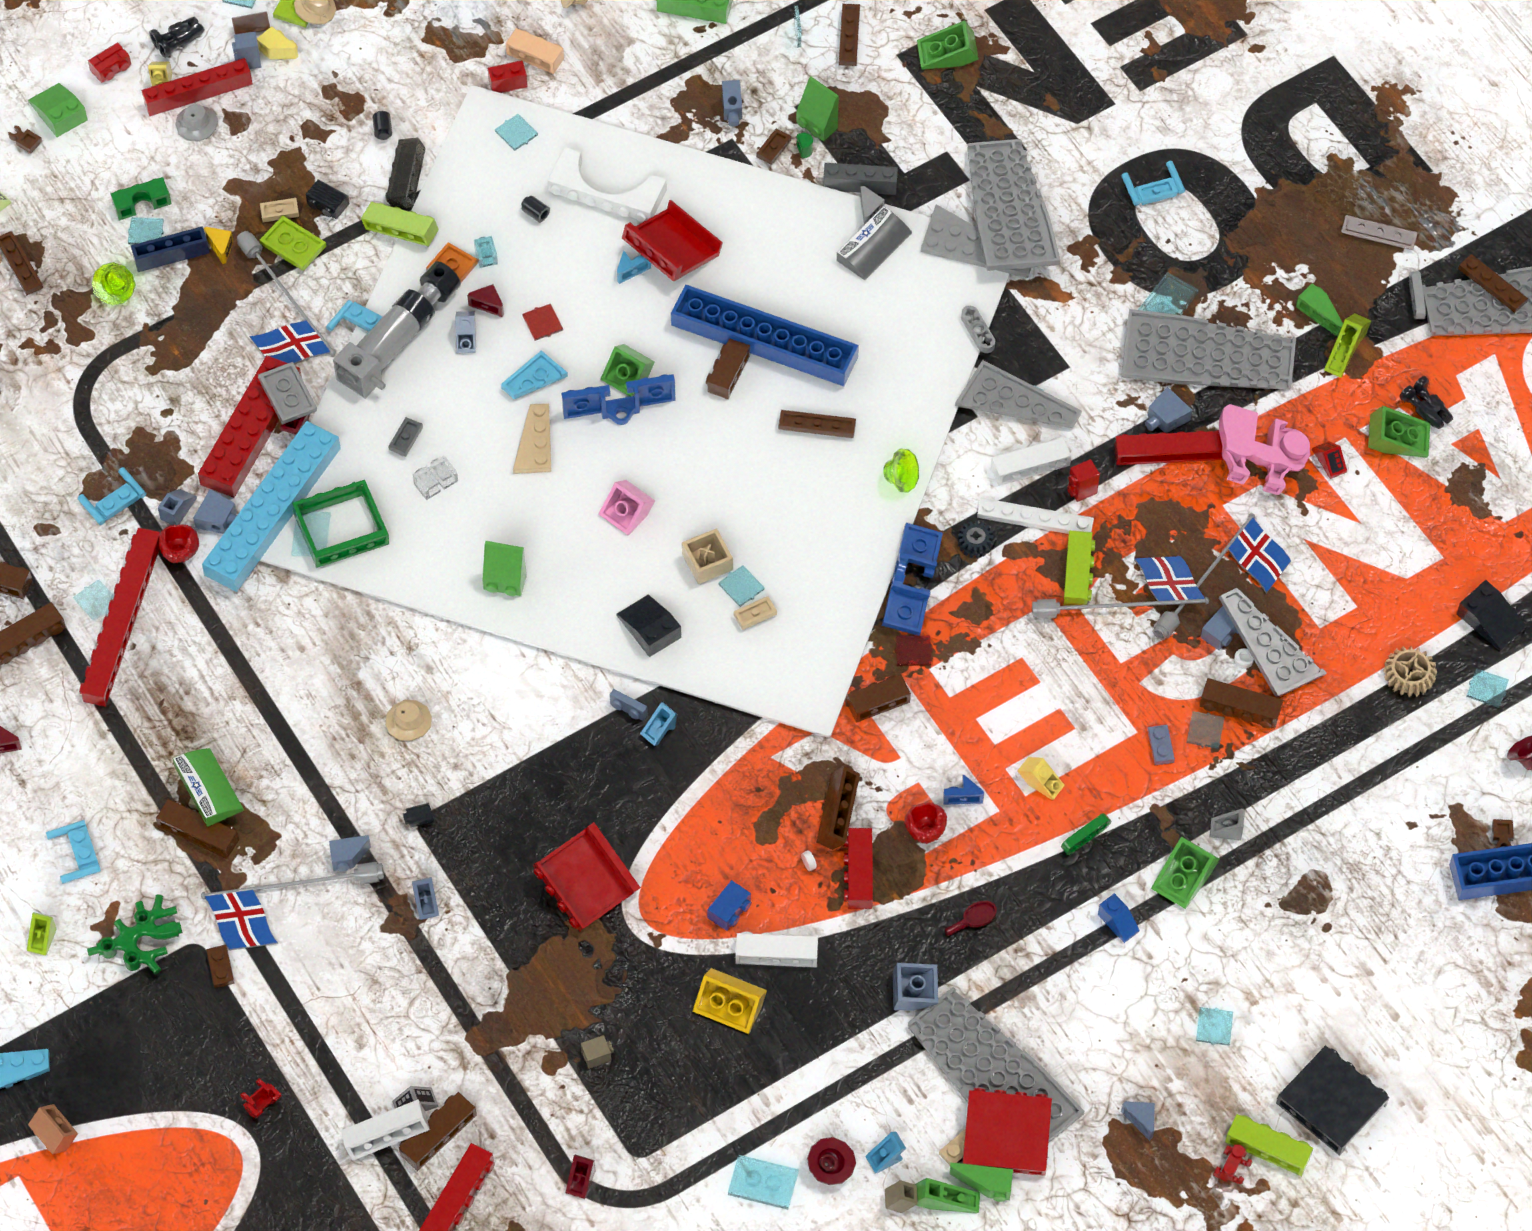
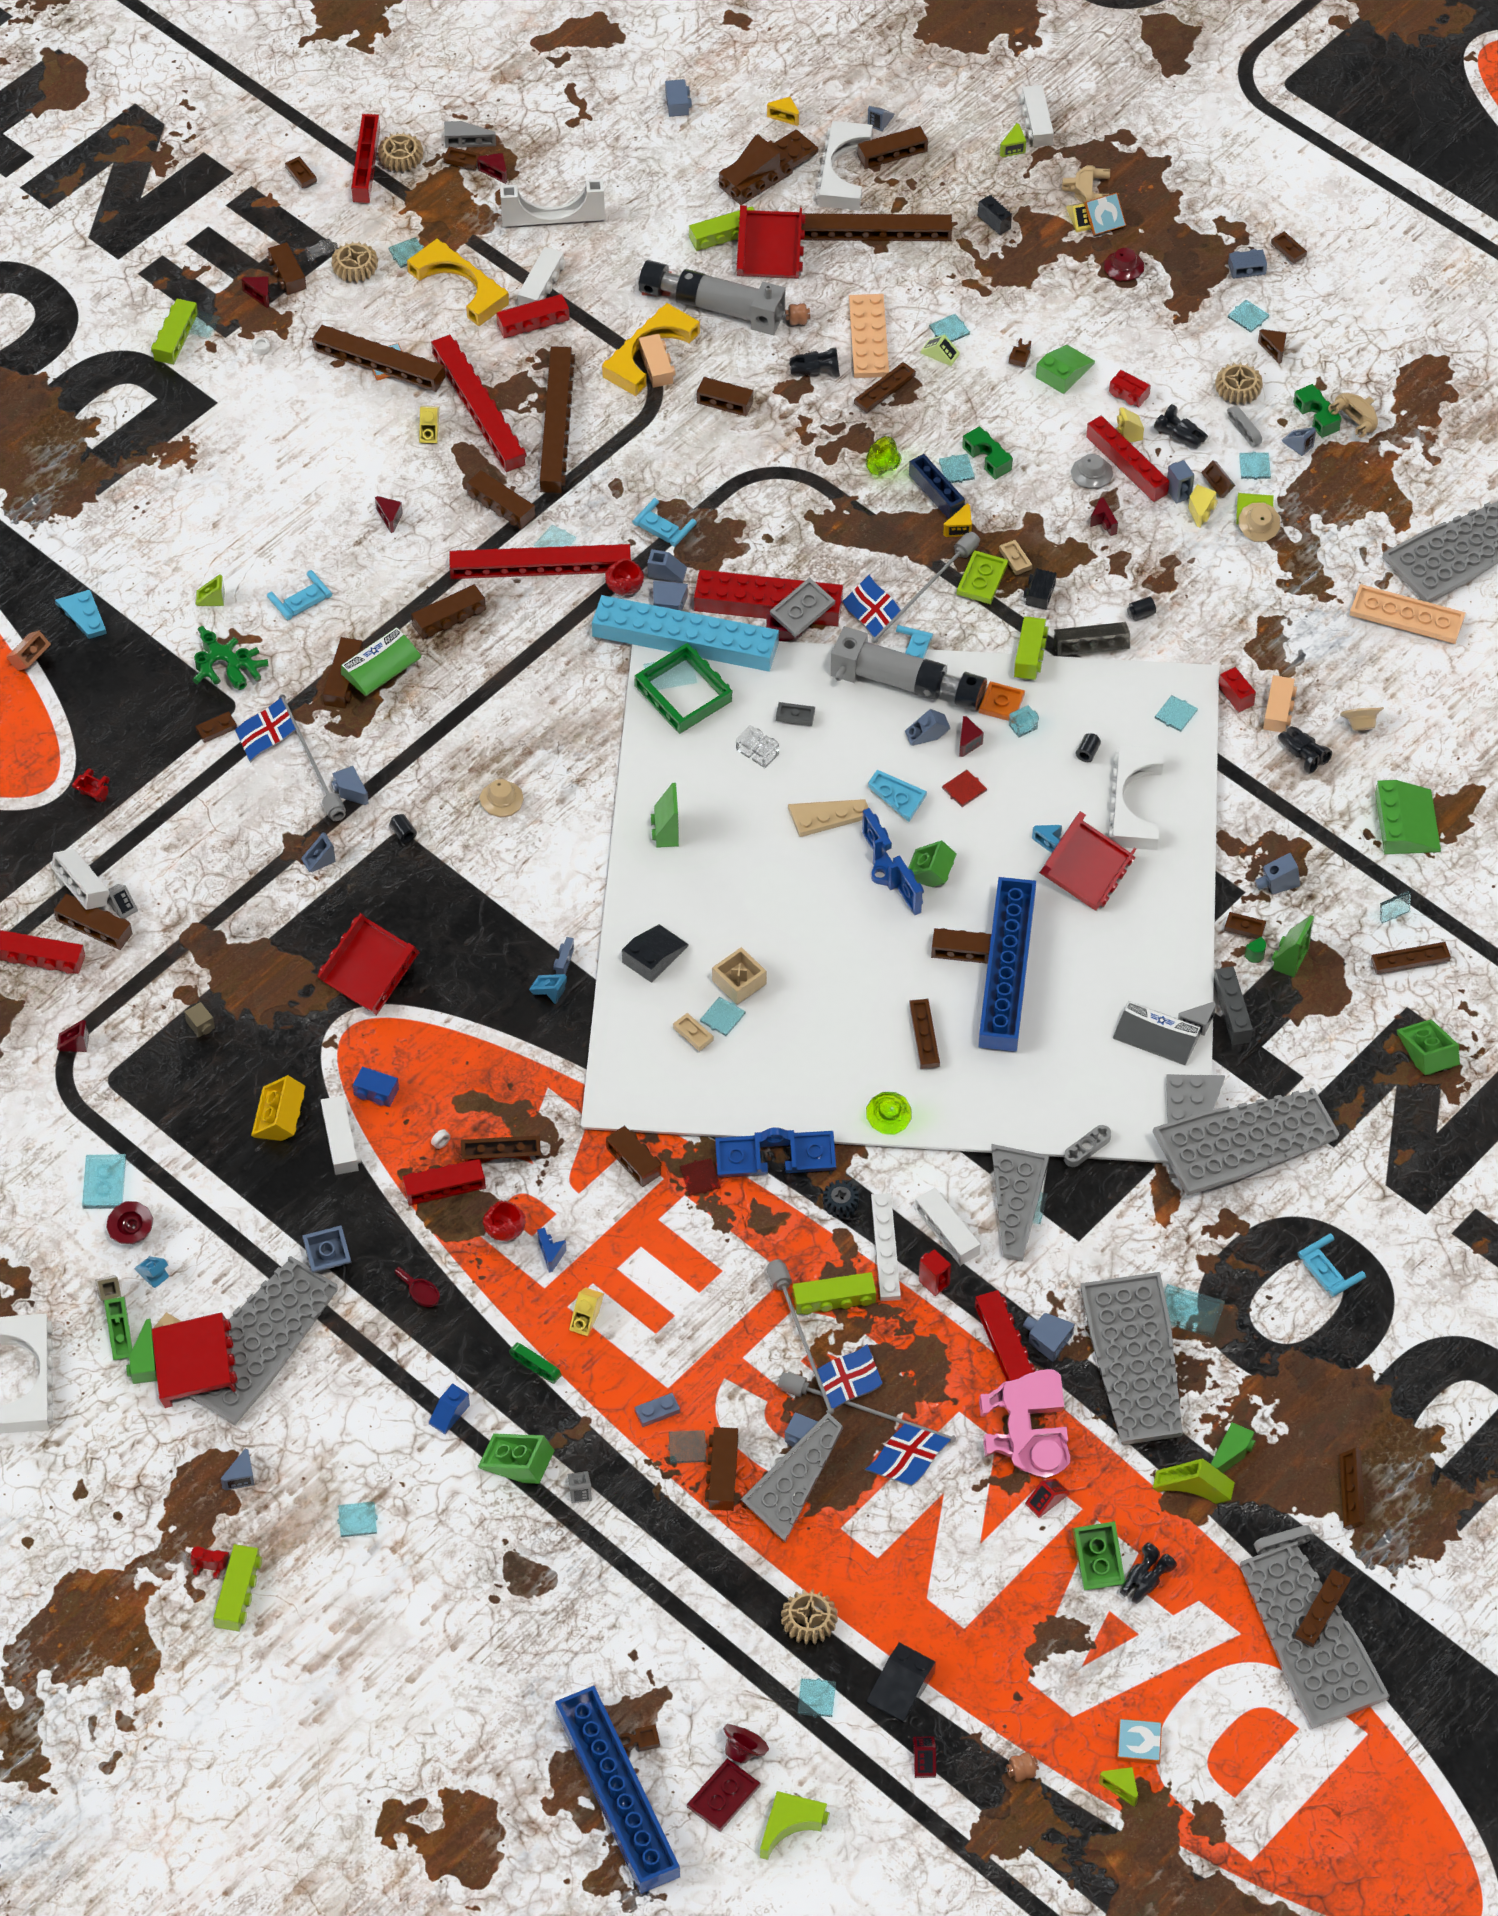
camera: 75 degrees right, 5 degrees down
(155, 714) = (448, 611): none -> reddish brown brick
(257, 123) = (1103, 515): none -> dark red slope
(586, 48) = (1300, 746): none -> black piece
(626, 506) = (777, 901): bright pink slope -> none
(1332, 1099) = (300, 1633): black panel -> none

